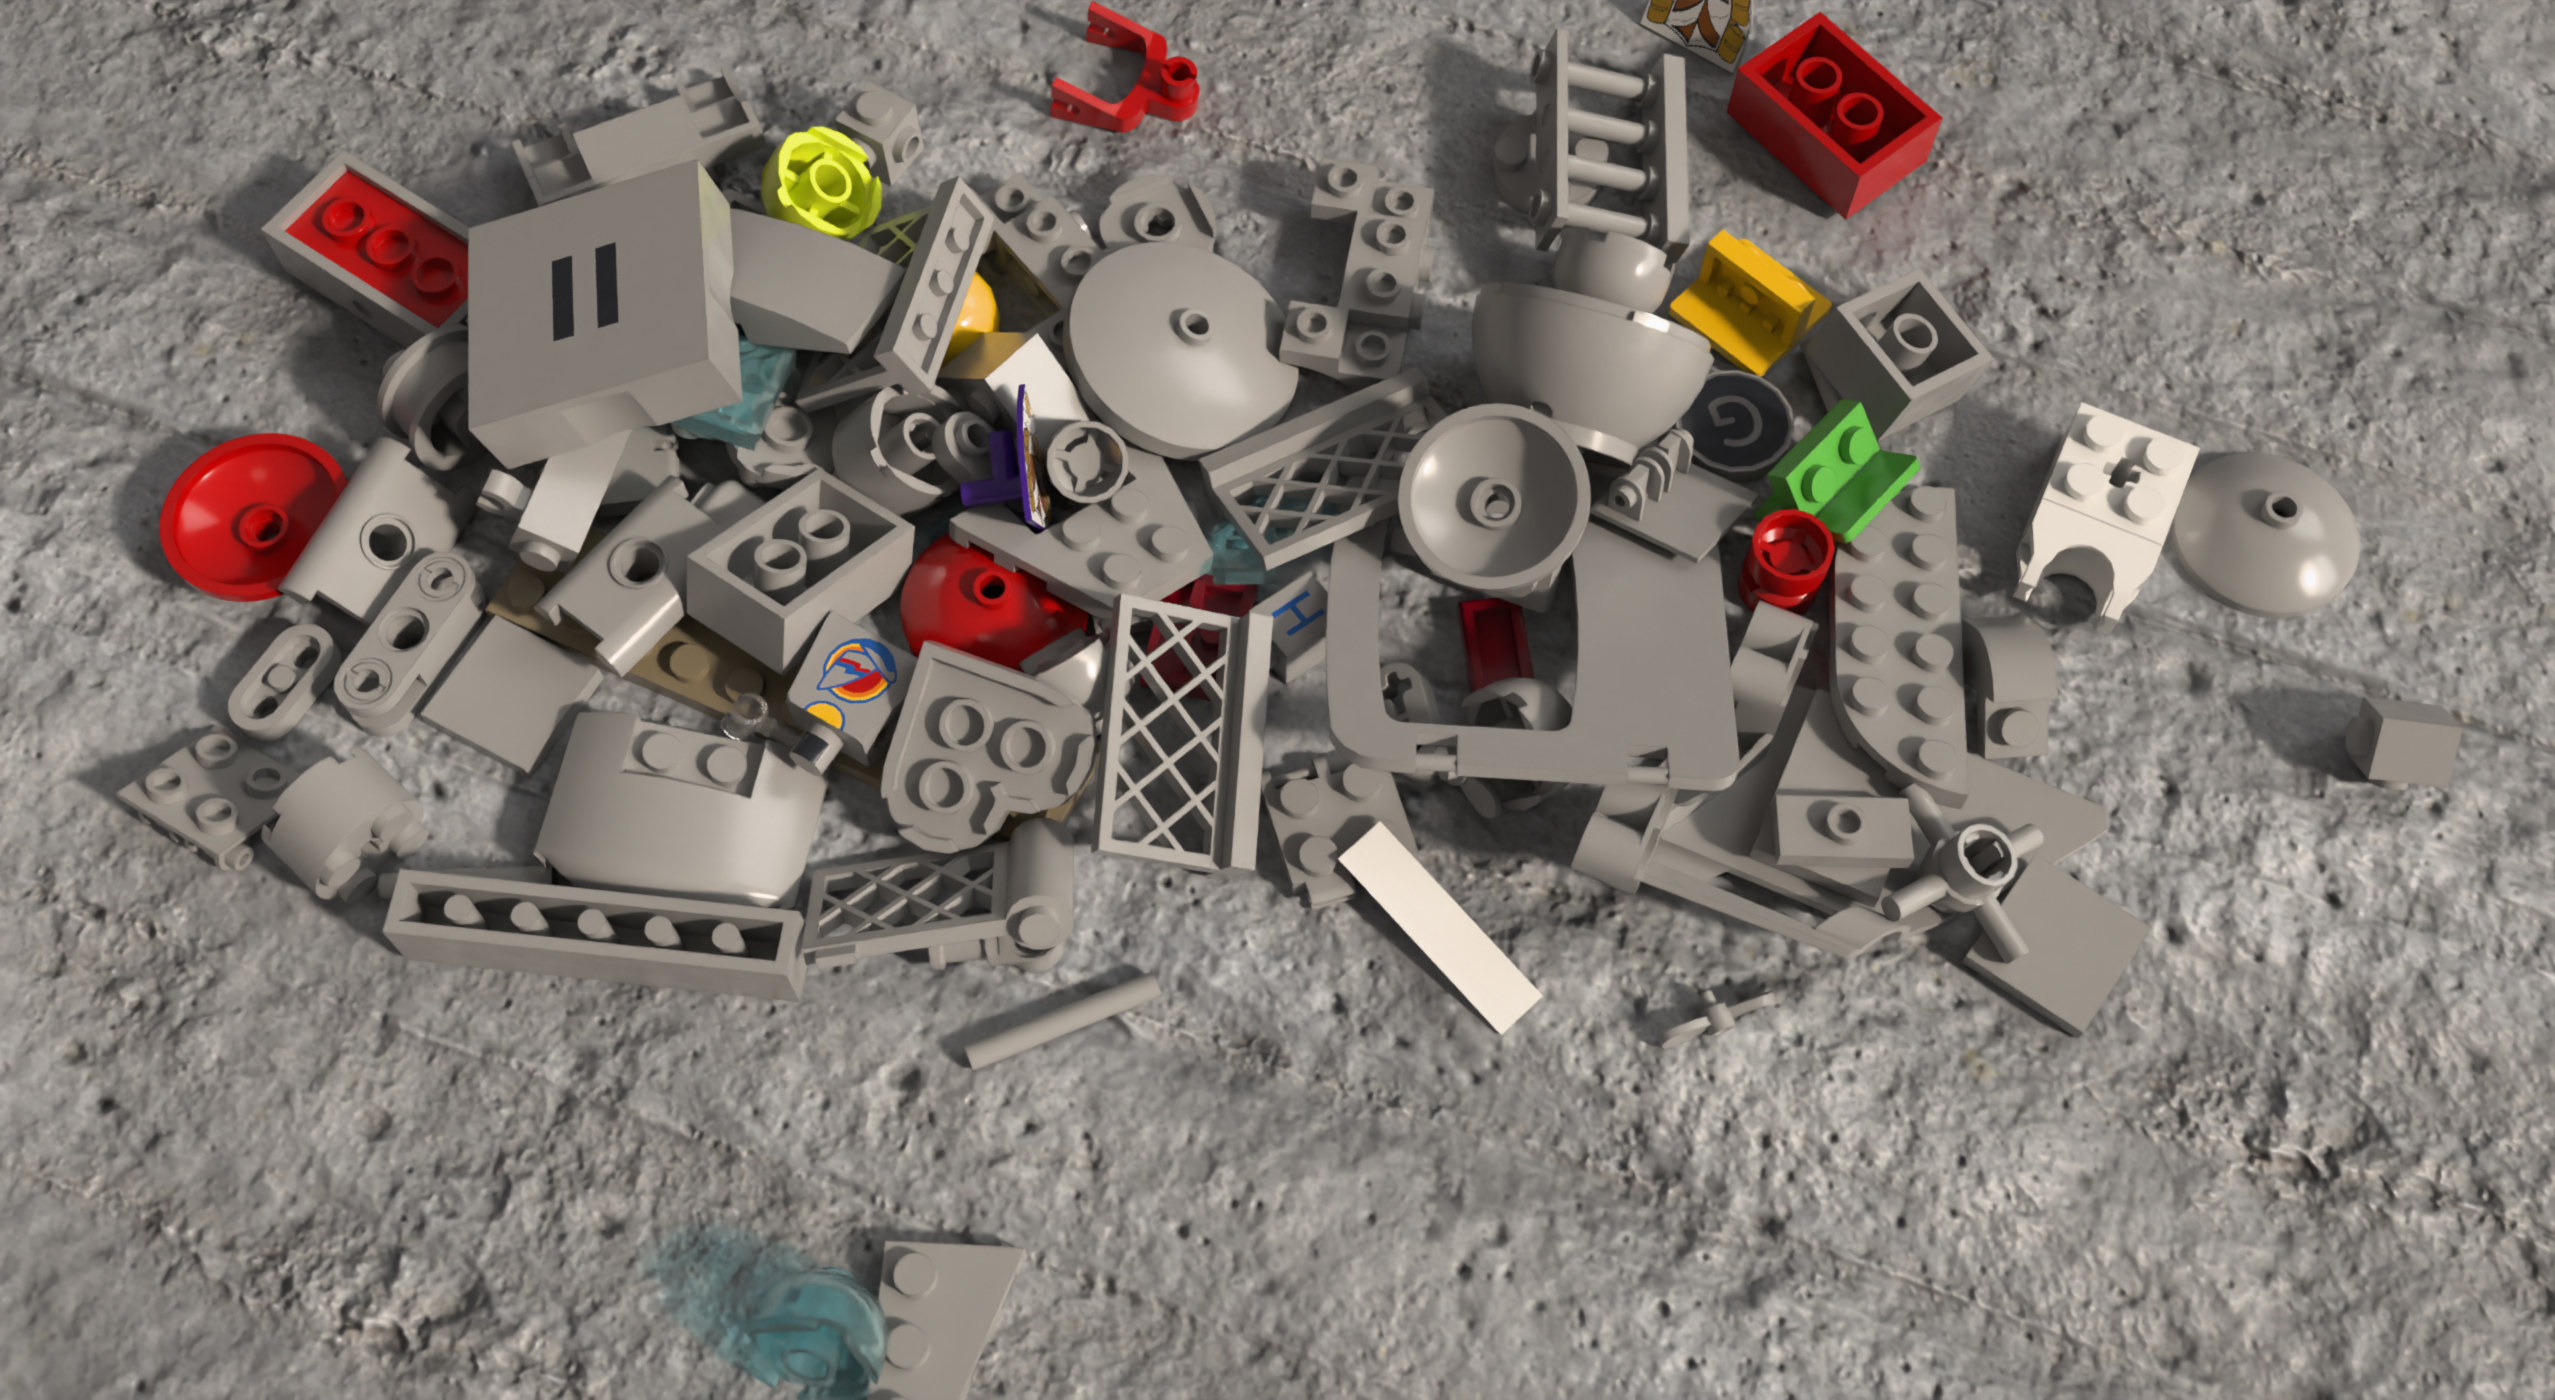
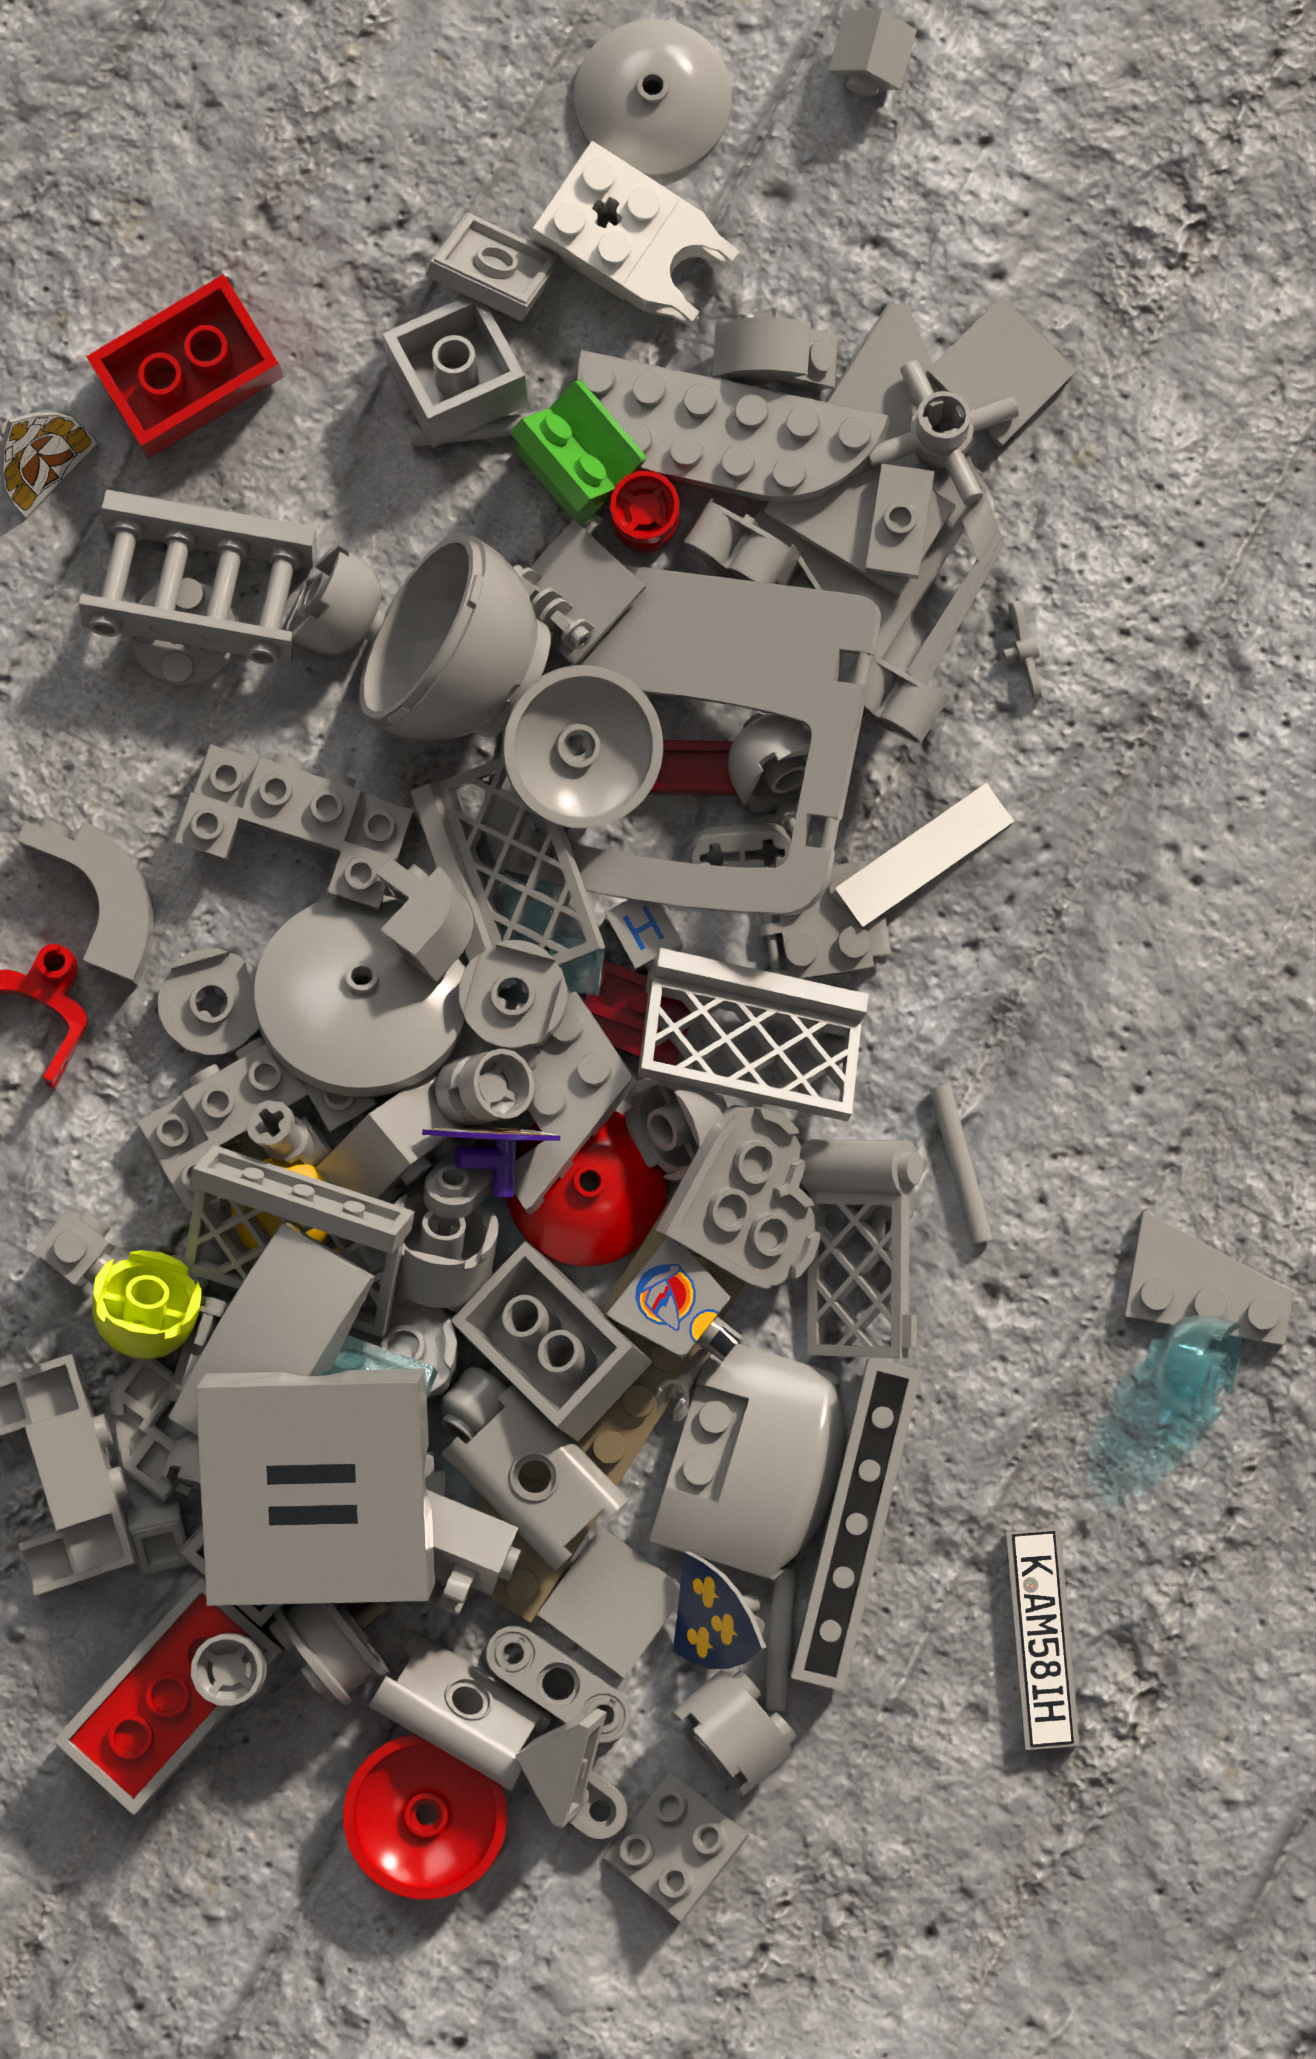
camera: 80 degrees left, 20 degrees up
(297, 638) = (562, 1764): none -> light grey slope
(405, 274) = (229, 1669): none -> light grey wheel
(467, 1191) = (1042, 1639): none -> tile
(486, 787) = (714, 1619): none -> dark blue shield
(1013, 290) = (297, 1139): none -> light grey connector
(1191, 507) = (497, 969): none -> light grey plate
(1258, 134) = (125, 906): none -> light grey arch
(1268, 381) = (432, 922): none -> light grey brick
(1738, 426) = (493, 510): black tile -> none
(1748, 305) = (370, 483): yellow bracket -> none
(2024, 380) = (494, 266): none -> light grey tile

